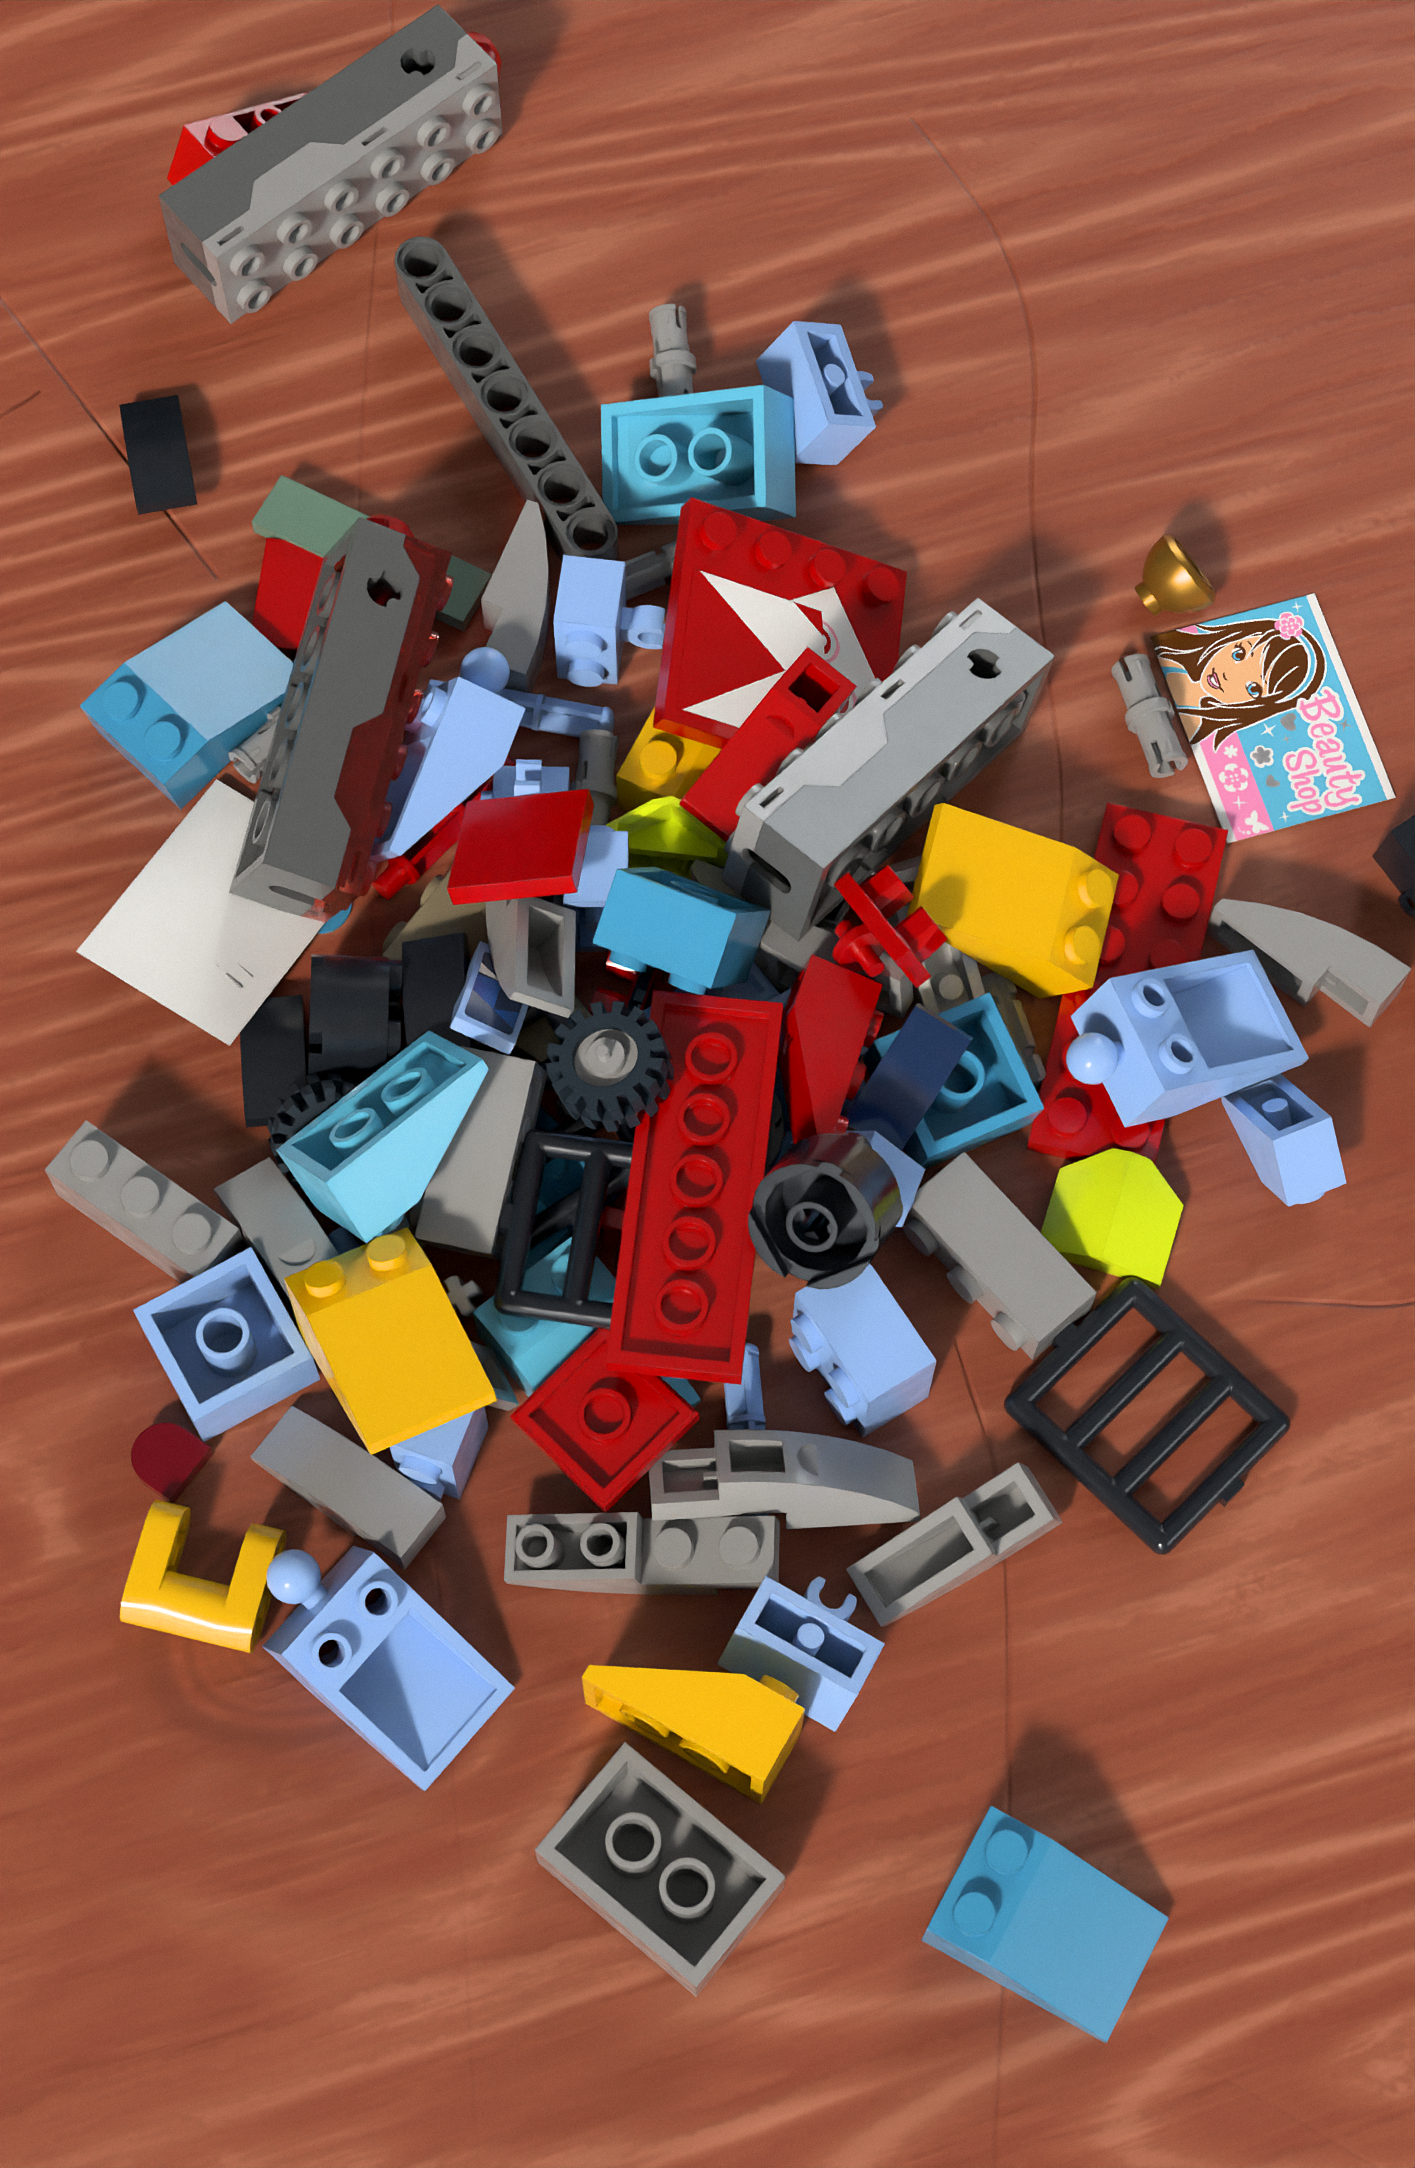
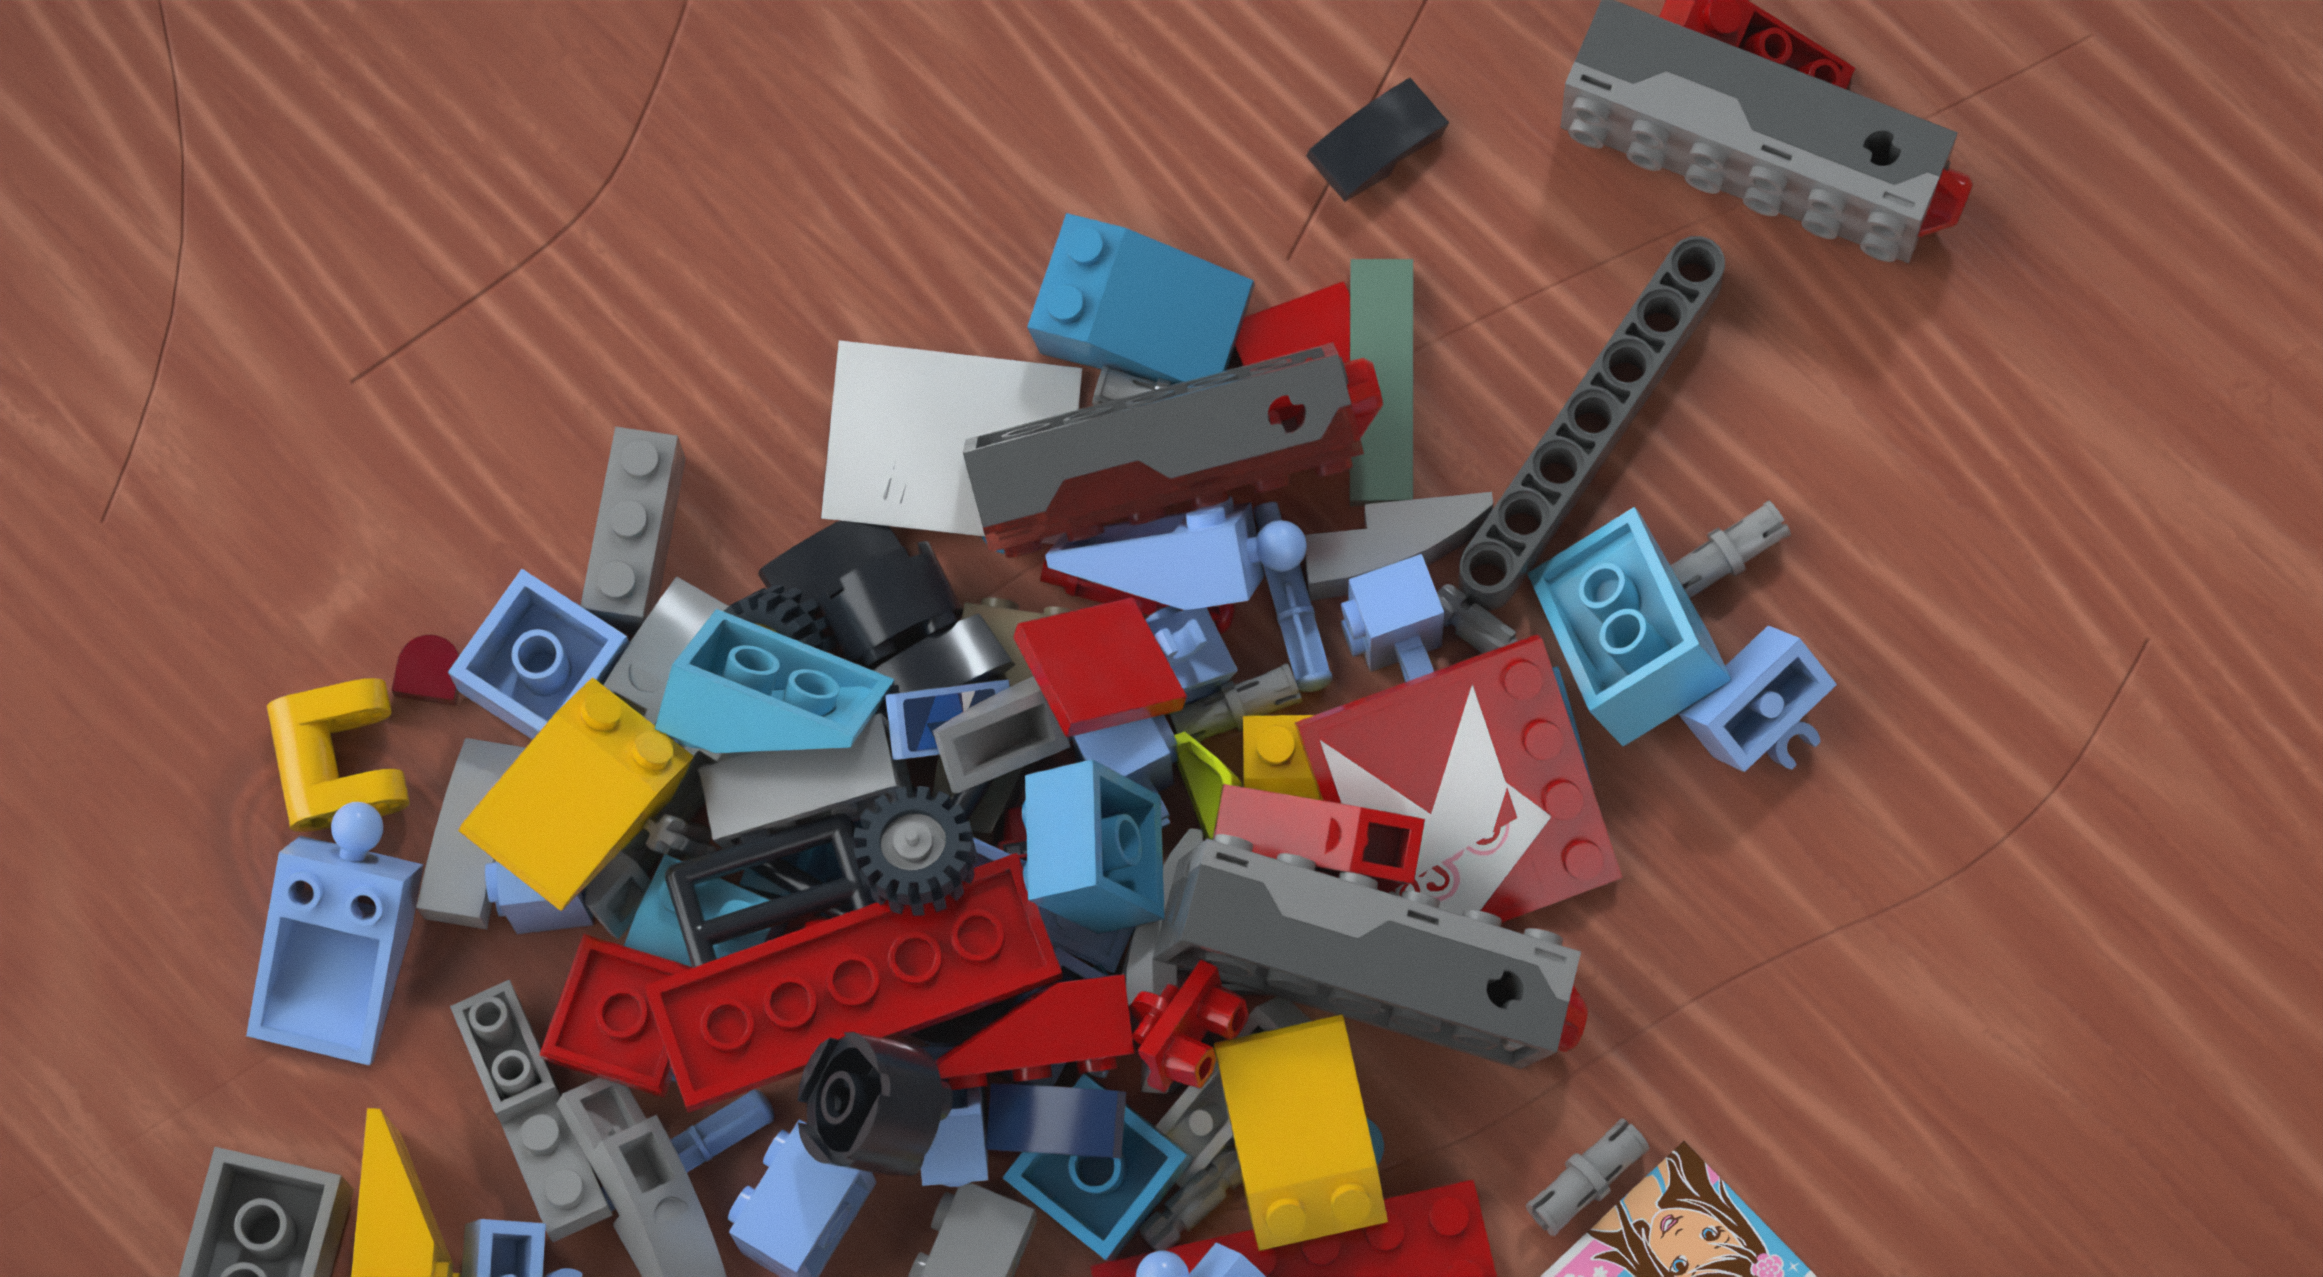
camera: 70 degrees right, 5 degrees up
(1173, 580) = (1746, 1134): pearl gold brick -> none

